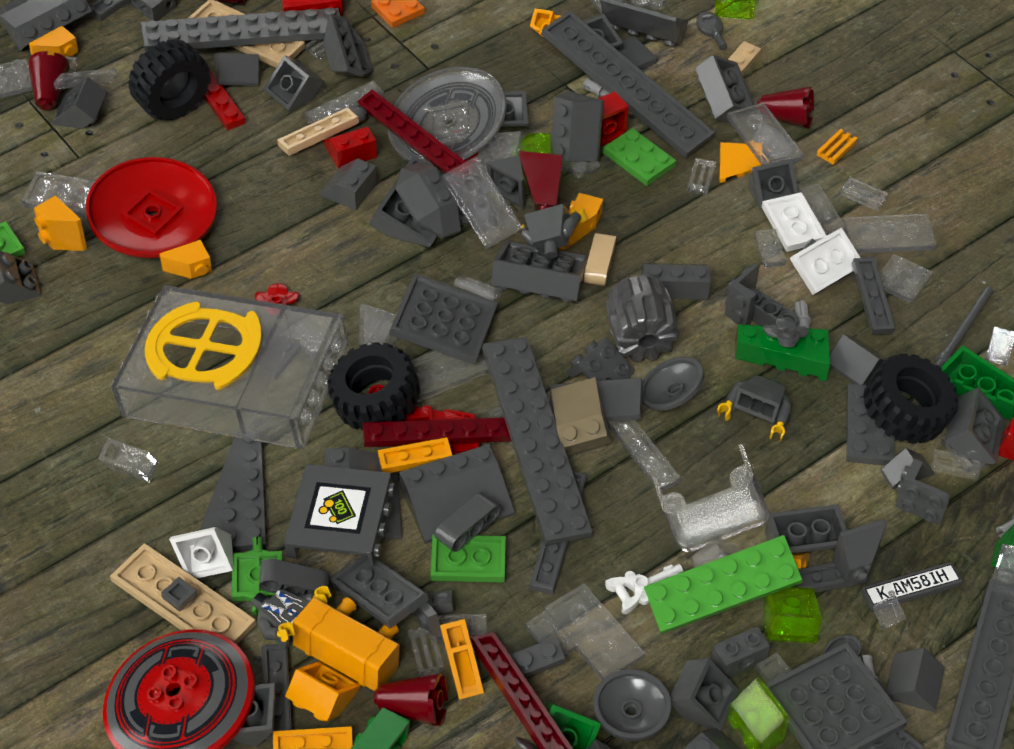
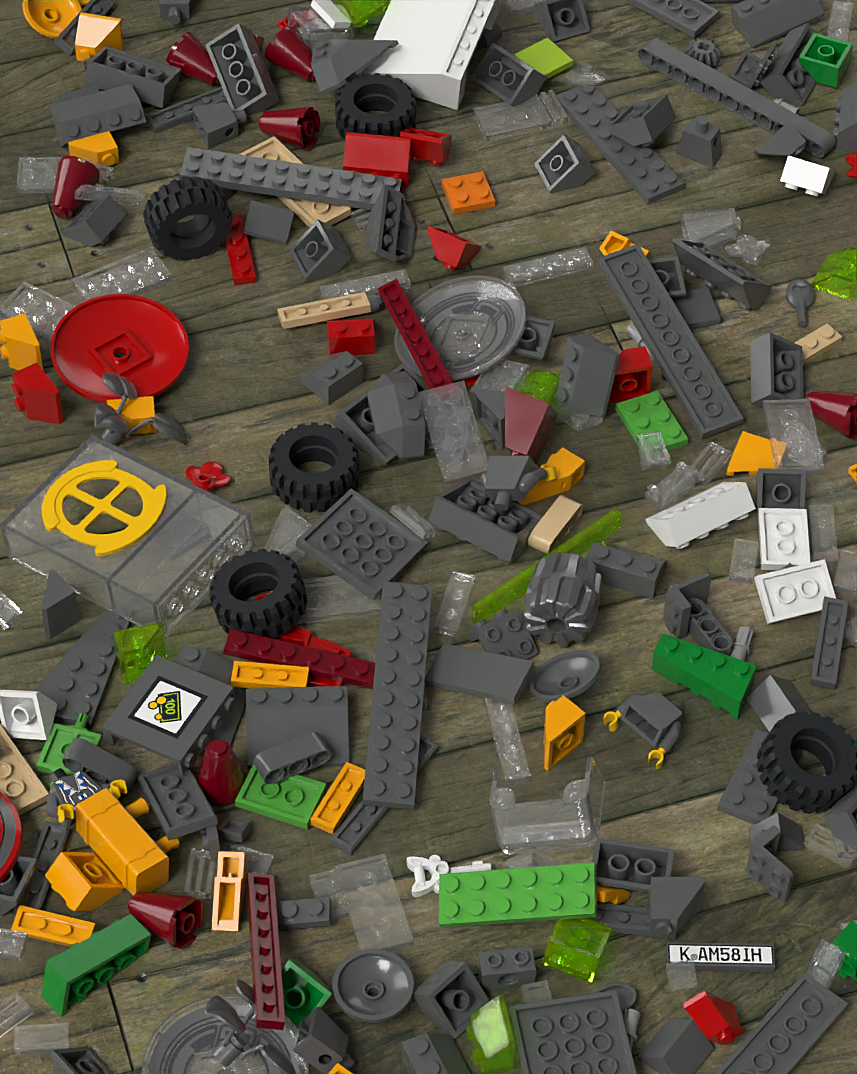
camera: 20 degrees right, 0 degrees up
(93, 265) = (36, 395): none -> red slope
(131, 142) = (125, 276): none -> clear plate
(180, 273) = (117, 427): none -> dark grey plant
(195, 444) = (58, 606): none -> dark grey slope
(284, 466) = (137, 648): none -> clear neon green slope
(371, 243) = (312, 444): none -> black tyre
(407, 54) = (452, 248): none -> red slope
(409, 554) = (220, 774): none -> dark red cone
(494, 50) = (547, 267): none -> clear plate
(521, 546) = (339, 798): none -> light orange plate
(544, 347) = (454, 603): none -> clear tile
(580, 416) = (453, 684): dark tan slope -> none
(599, 308) = (518, 585): none -> clear neon green tile
(654, 177) = (652, 451): none -> clear slope
(681, 202) = (672, 487): none -> clear hinge
(690, 430) = (562, 730): none -> light orange slope
(717, 218) = (702, 514): none -> white slope
(786, 331) = (706, 654): dark grey plate -> none
(940, 641) = (714, 1017): none -> red slope

